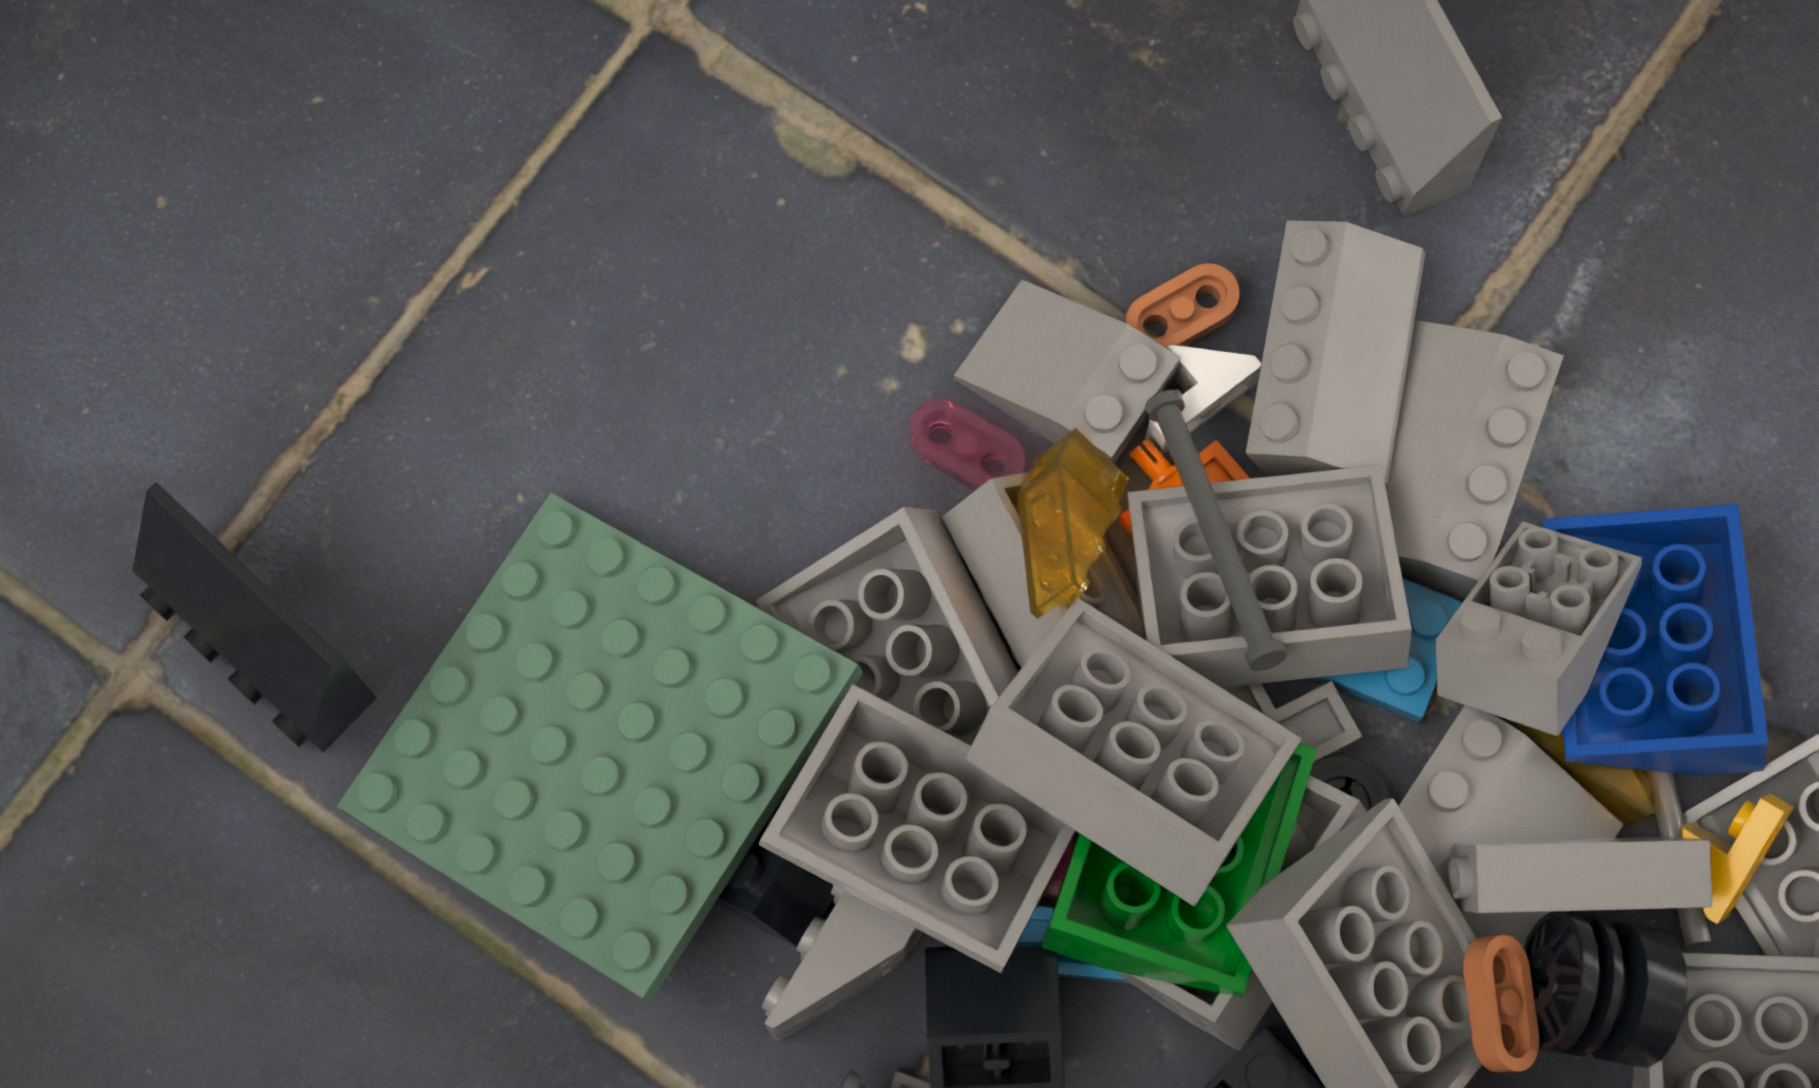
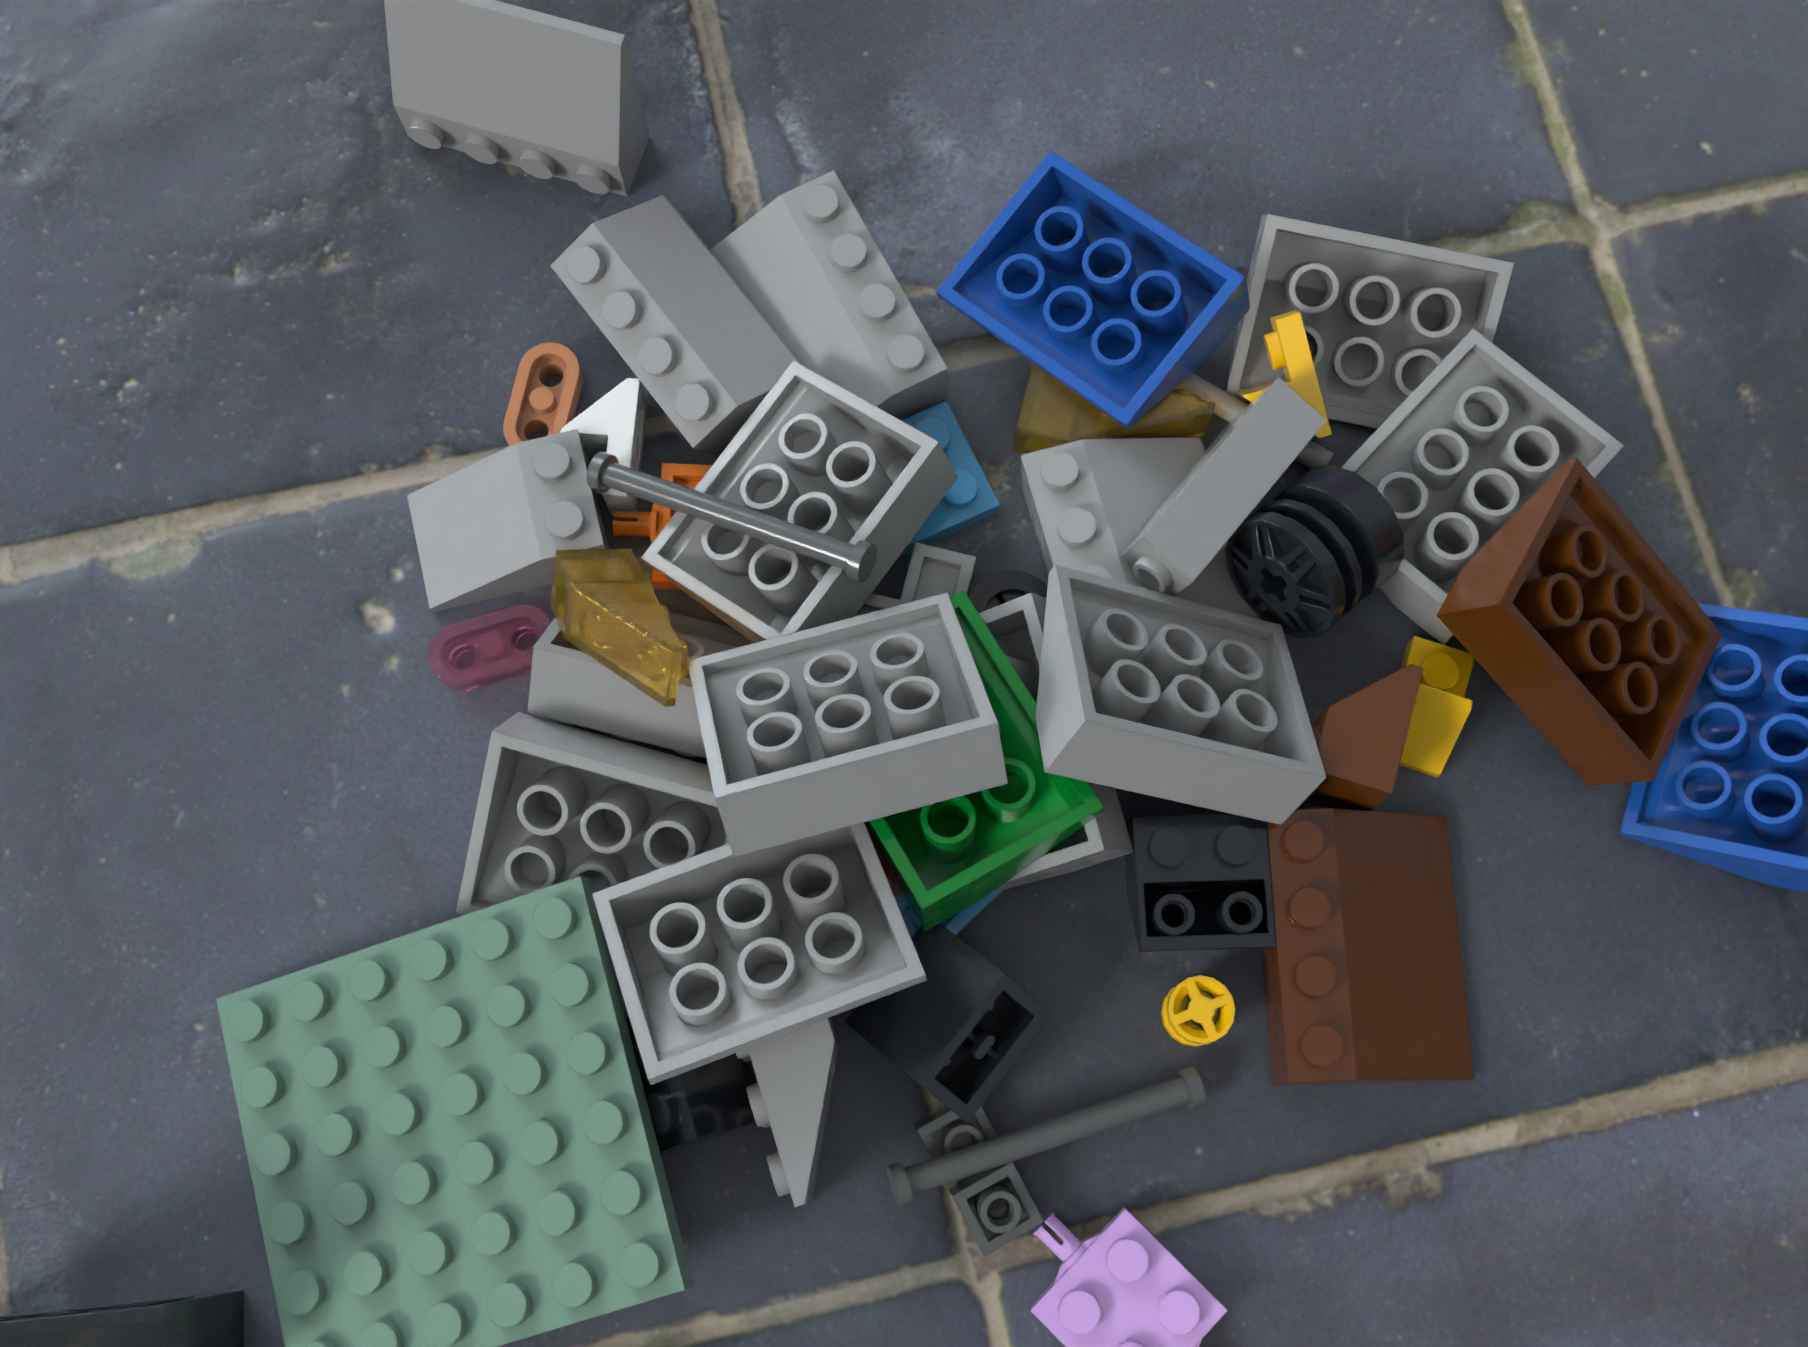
camera: 50 degrees left, 0 degrees up
(1501, 1004) = (1268, 629): nougat plate -> none
(1535, 628) = (1013, 362): light grey slope -> none

